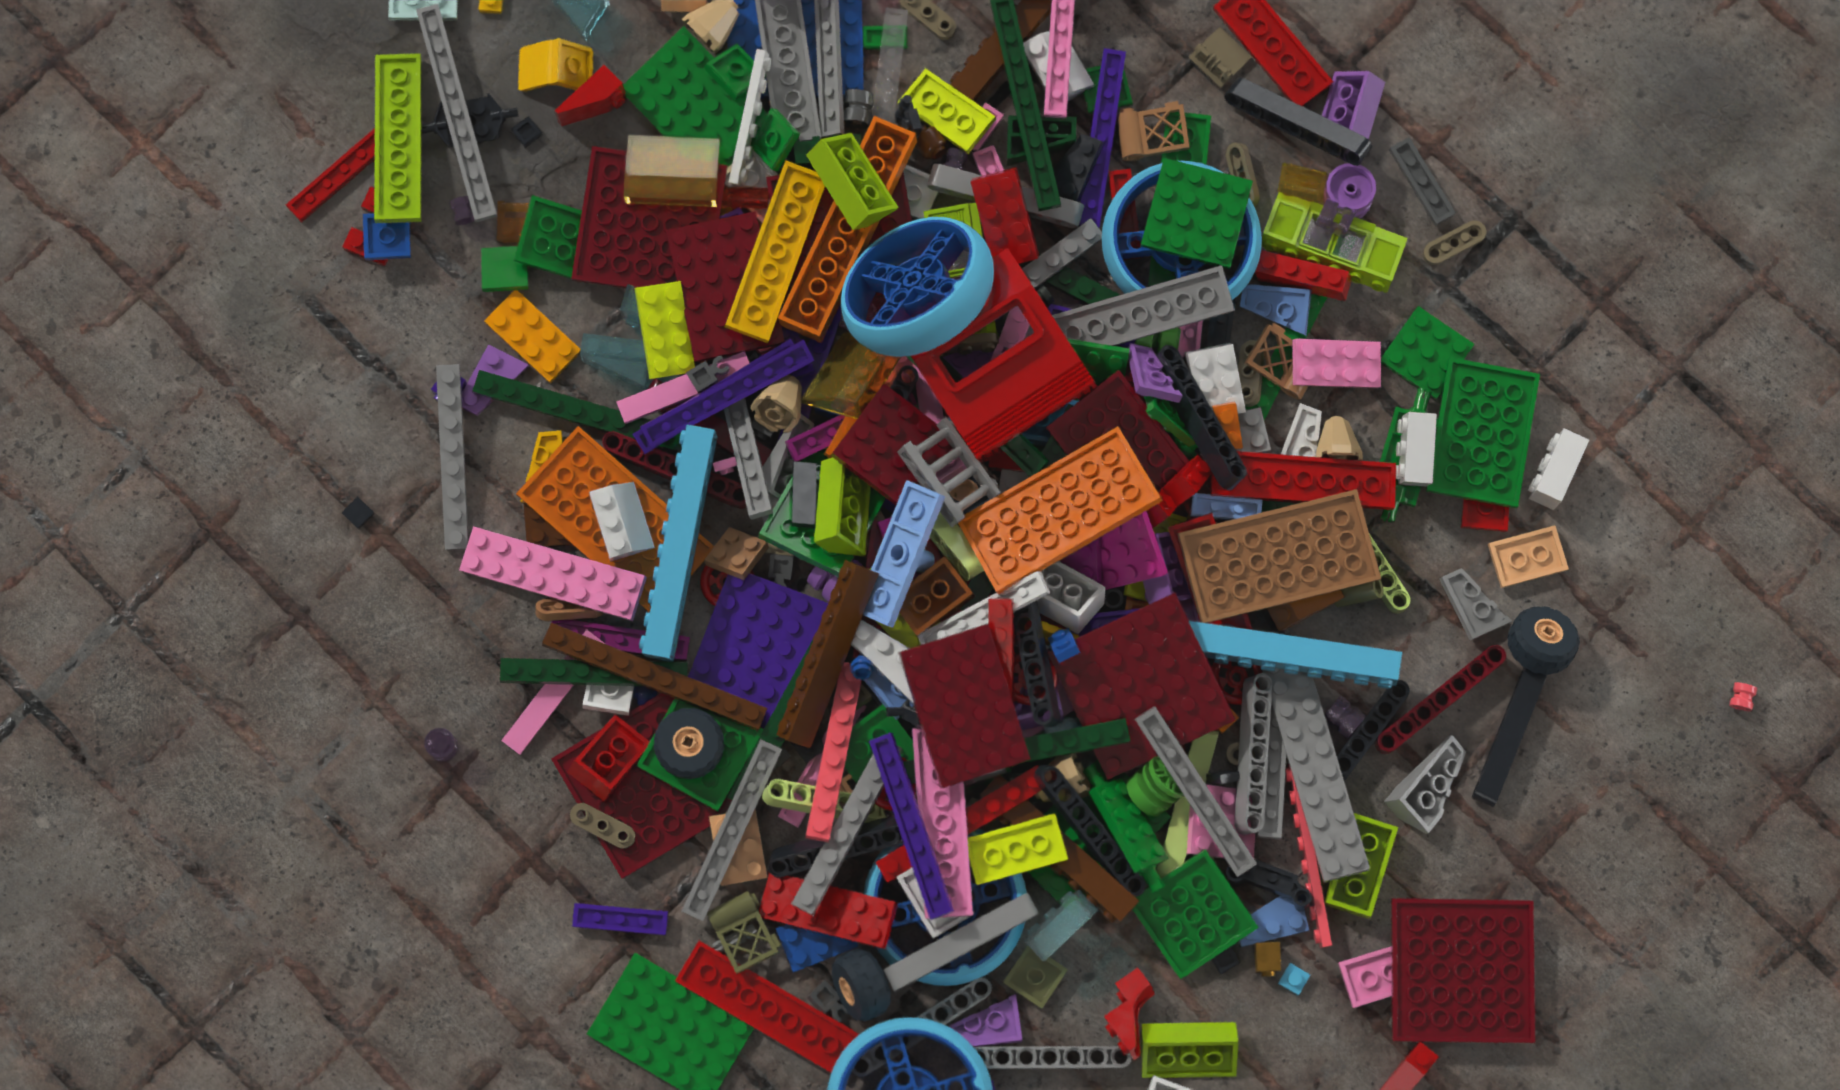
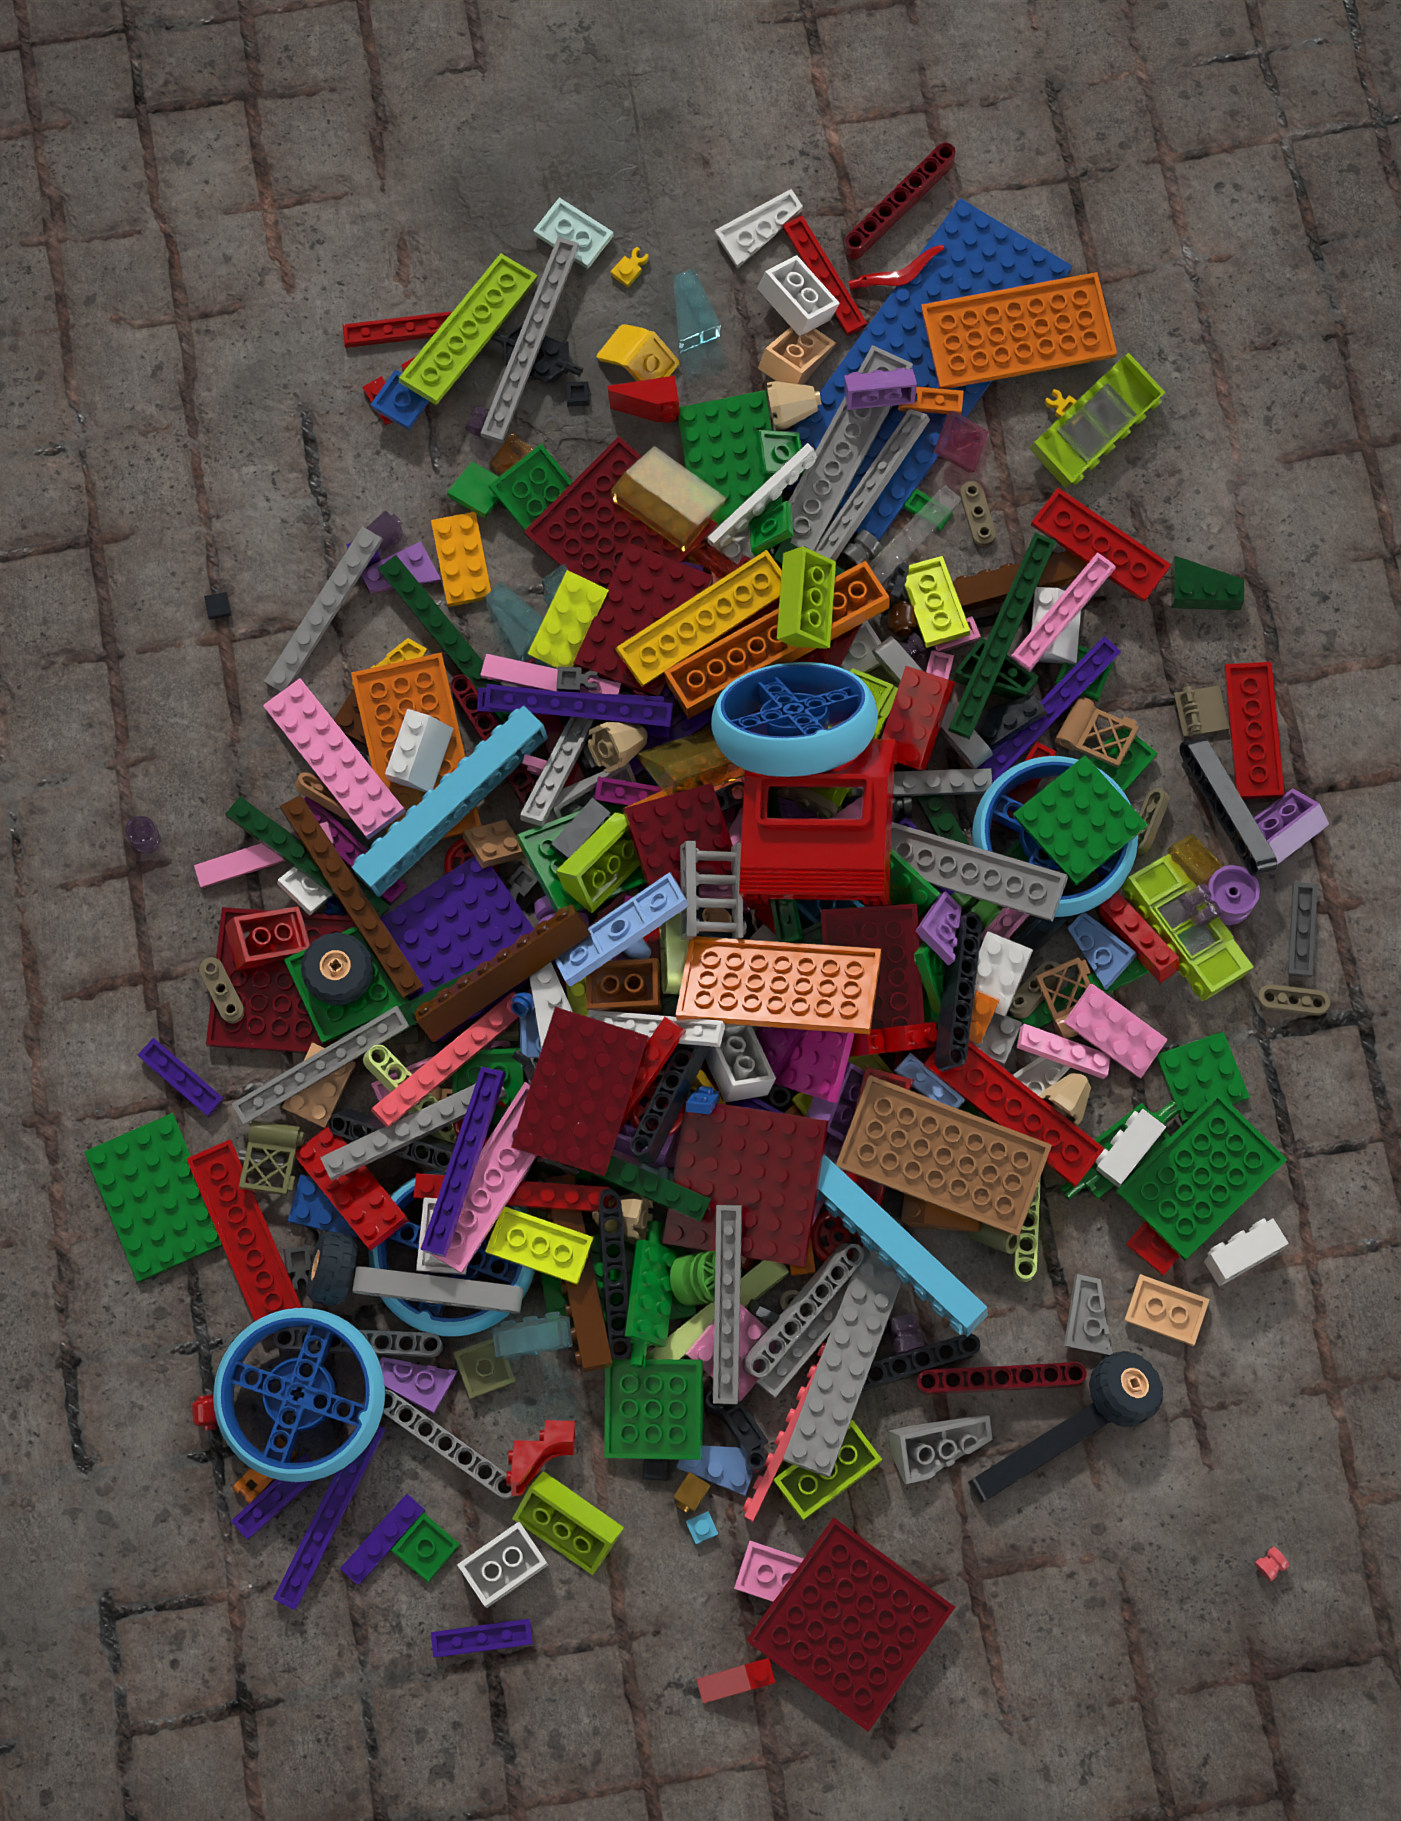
camera: 40 degrees right, 5 degrees down
(453, 352) = (388, 528): none -> clear purple brick
(1308, 407) = (1063, 1051): none -> bright pink plate

